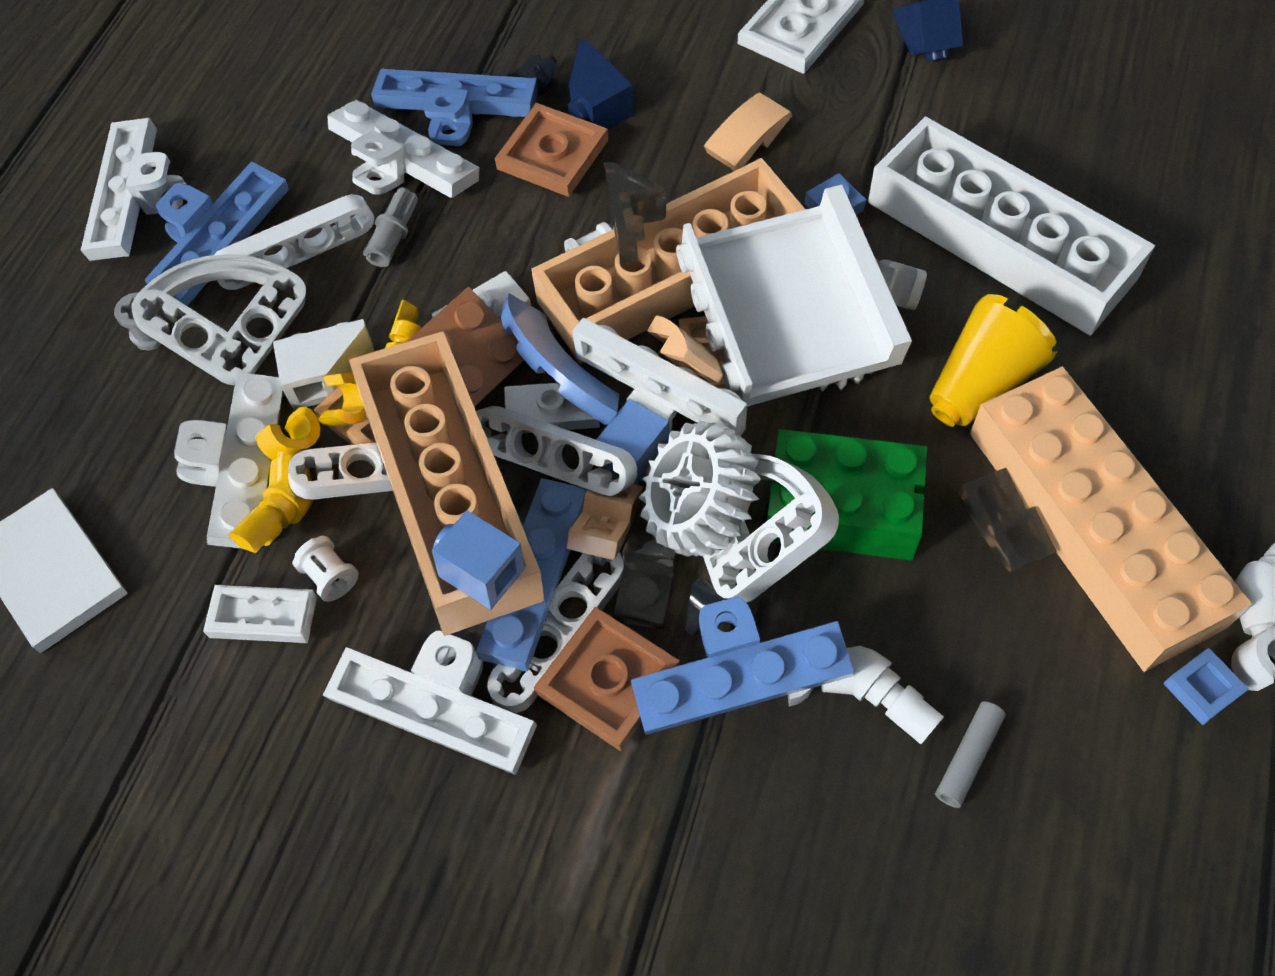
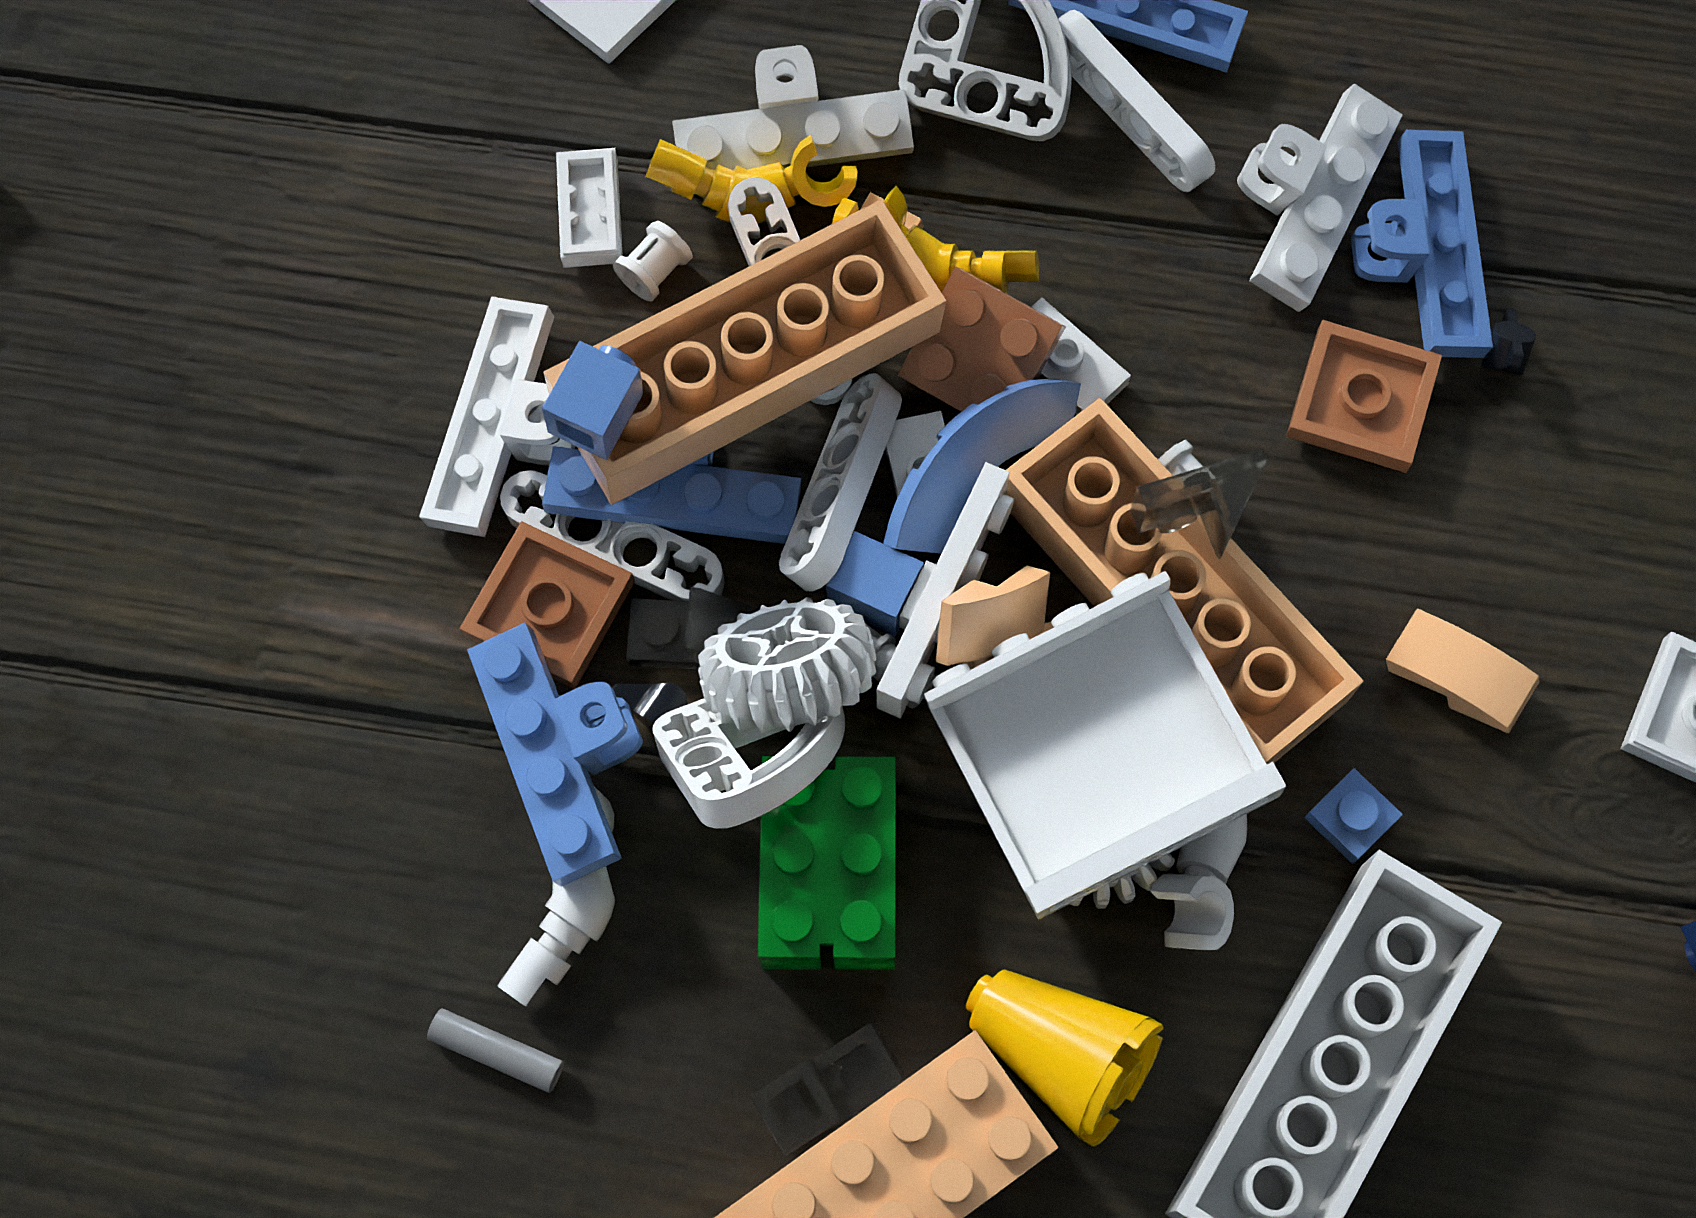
camera: 80 degrees right, 10 degrees up
(311, 355) = (940, 181): white slope -> none
(390, 228) = (1181, 215): light grey axle -> none
(598, 89) = (1487, 435): dark blue slope -> none
(604, 522) = (745, 566): light nougat slope -> none

